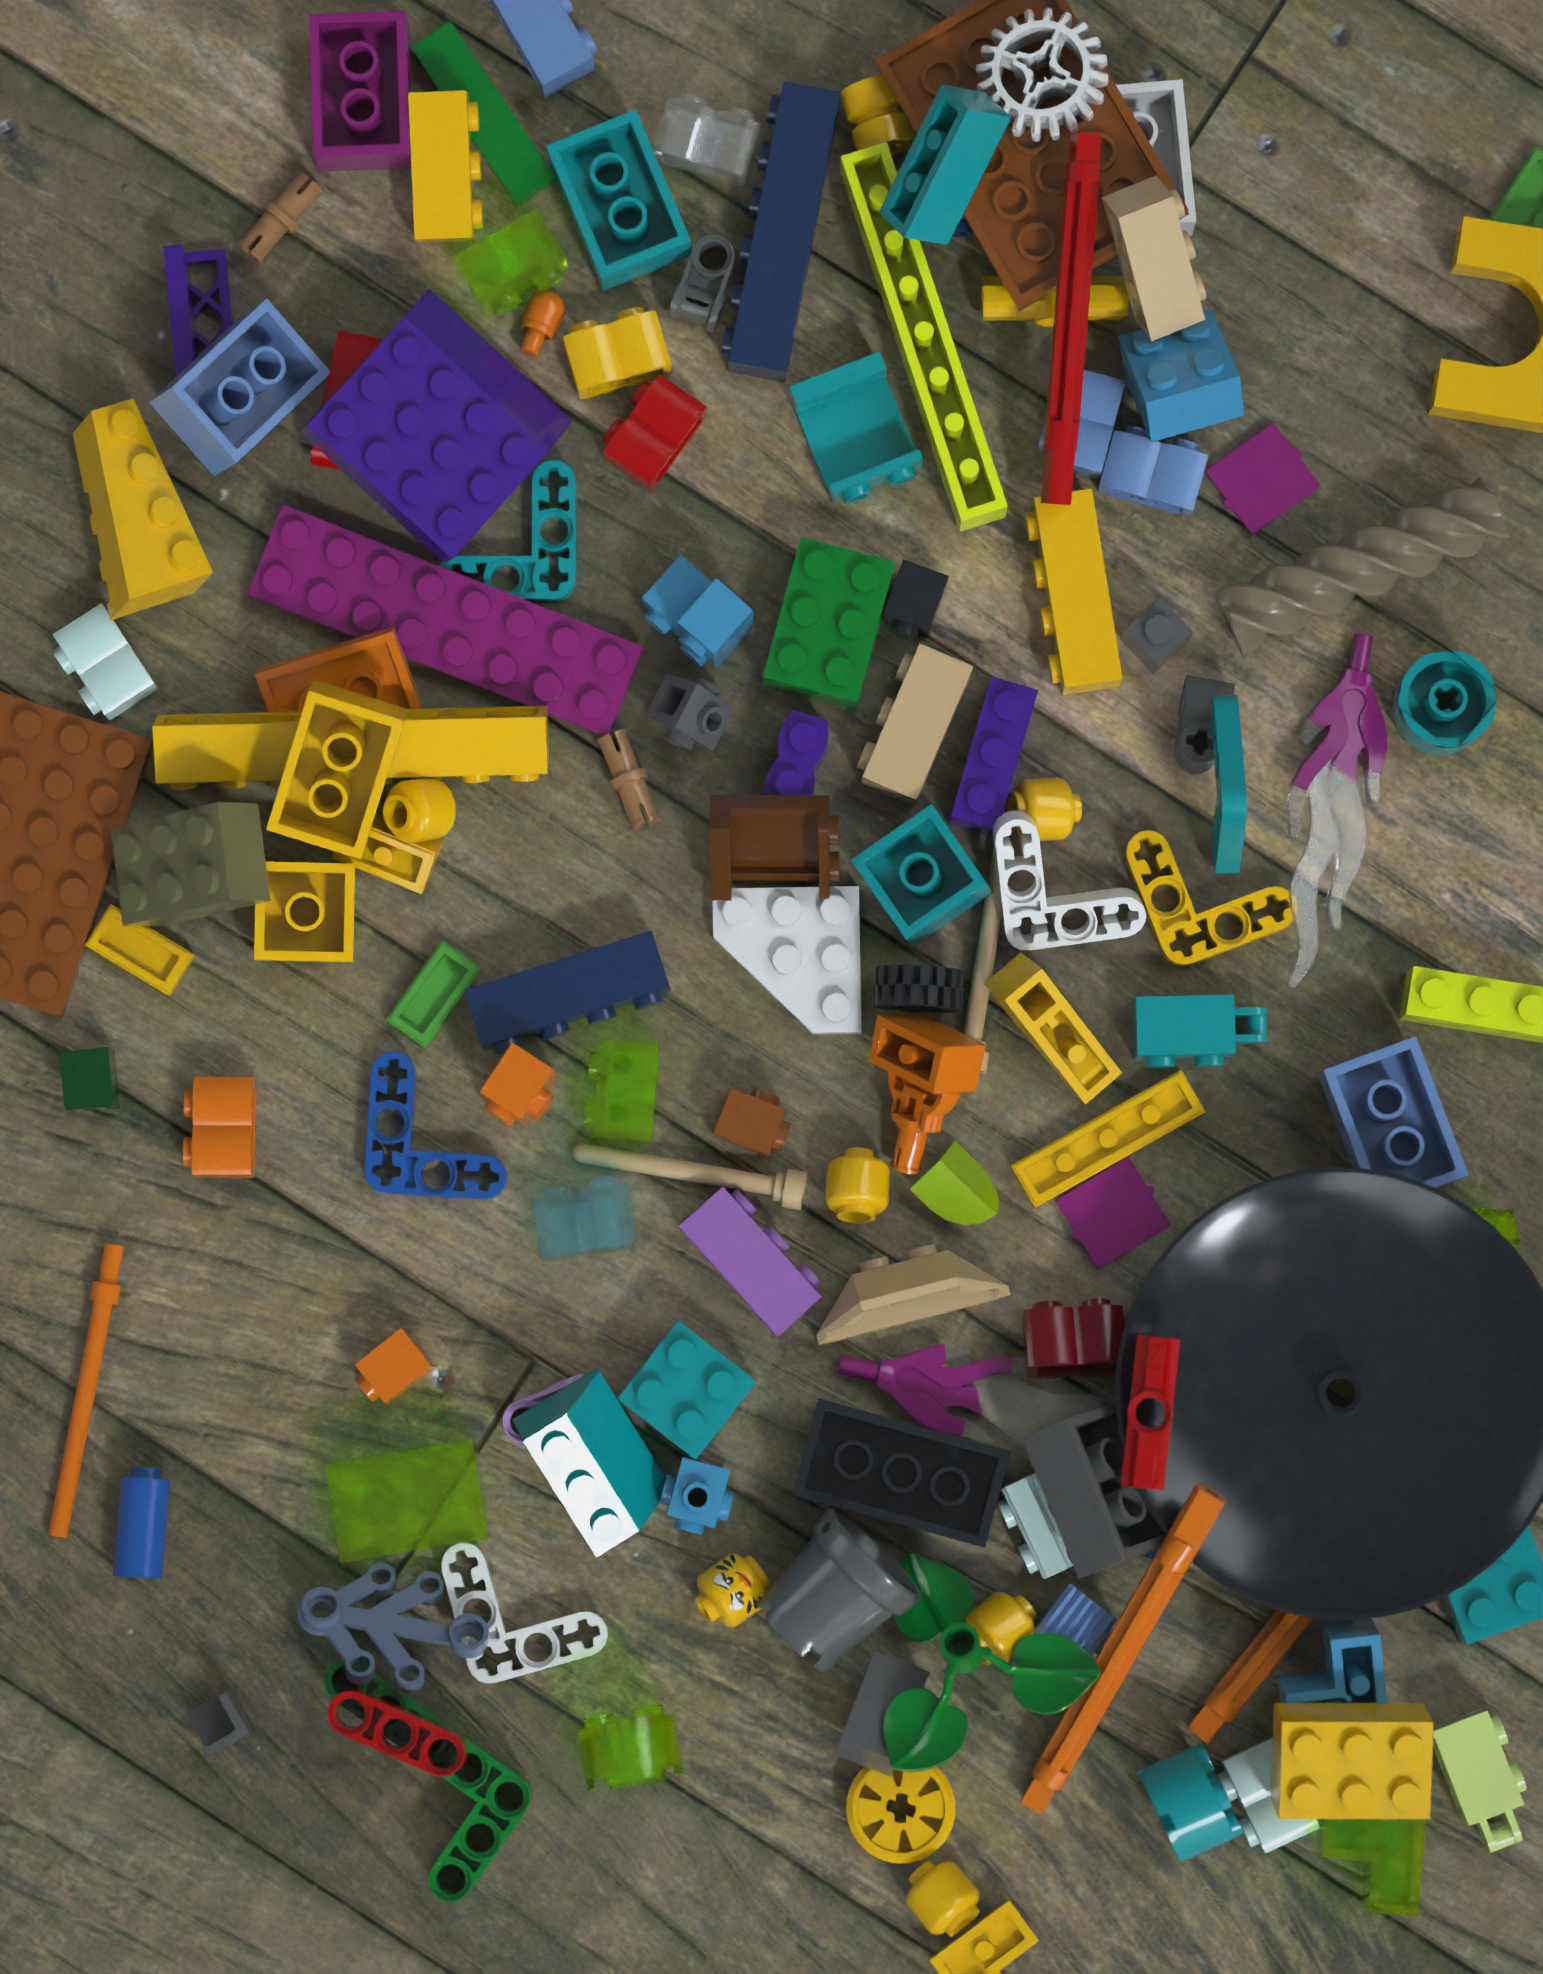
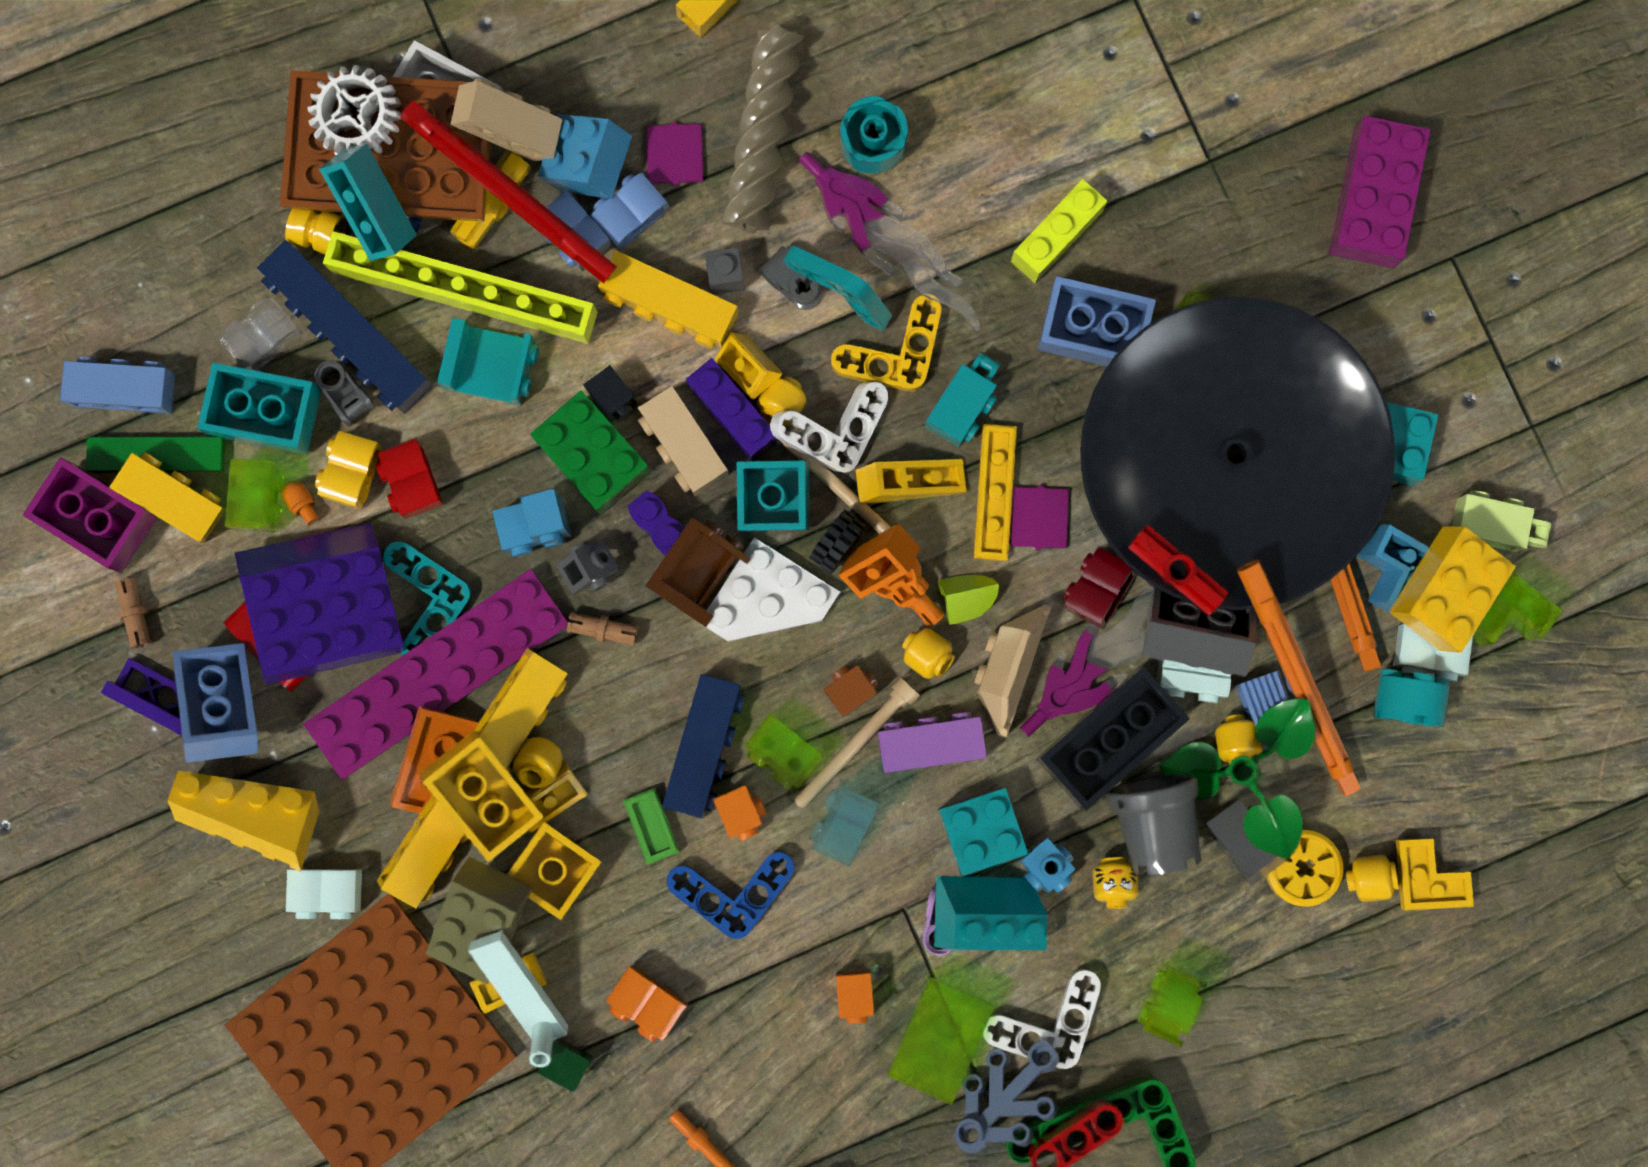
camera: 55 degrees left, 0 degrees up
(138, 971) = (520, 993): none -> light aqua piece
(1061, 738) = (747, 364): none -> yellow slope

